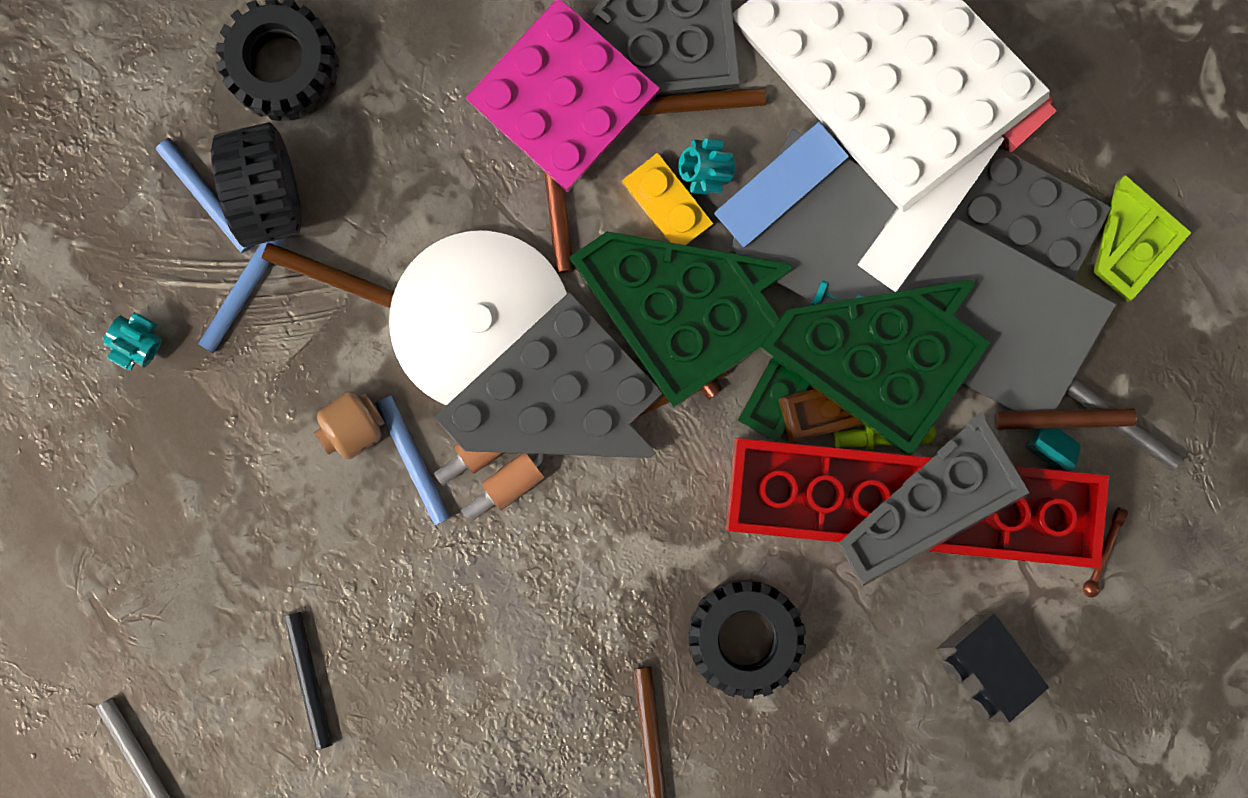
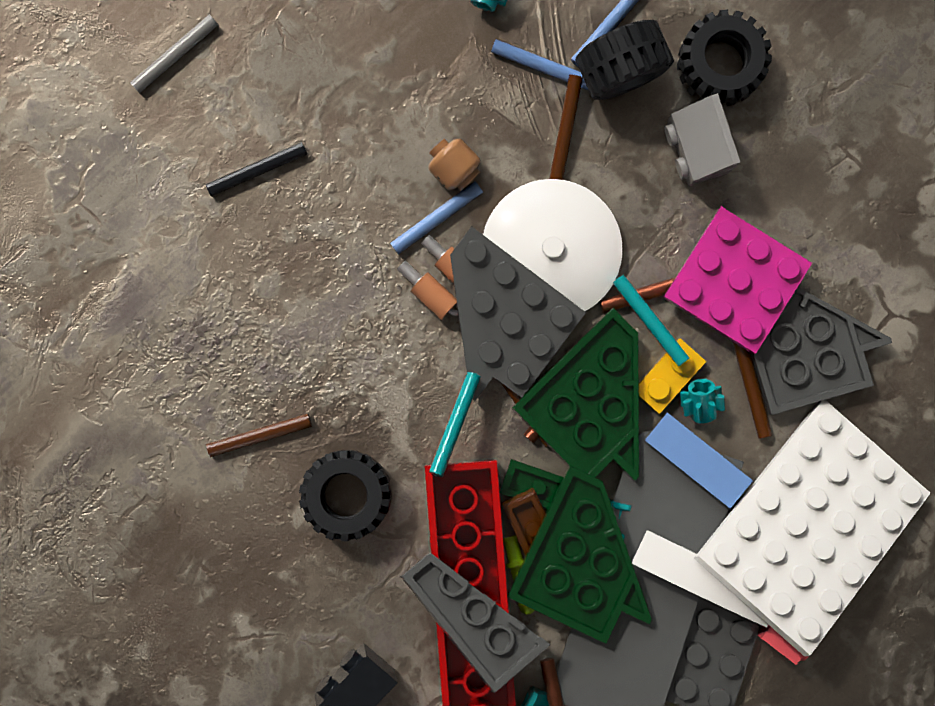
camera: 80 degrees right, 0 degrees up
(378, 106) = (702, 141): none -> light grey slope
(593, 212) = (651, 320): none -> teal bar
(682, 483) = (454, 424): none -> teal bar

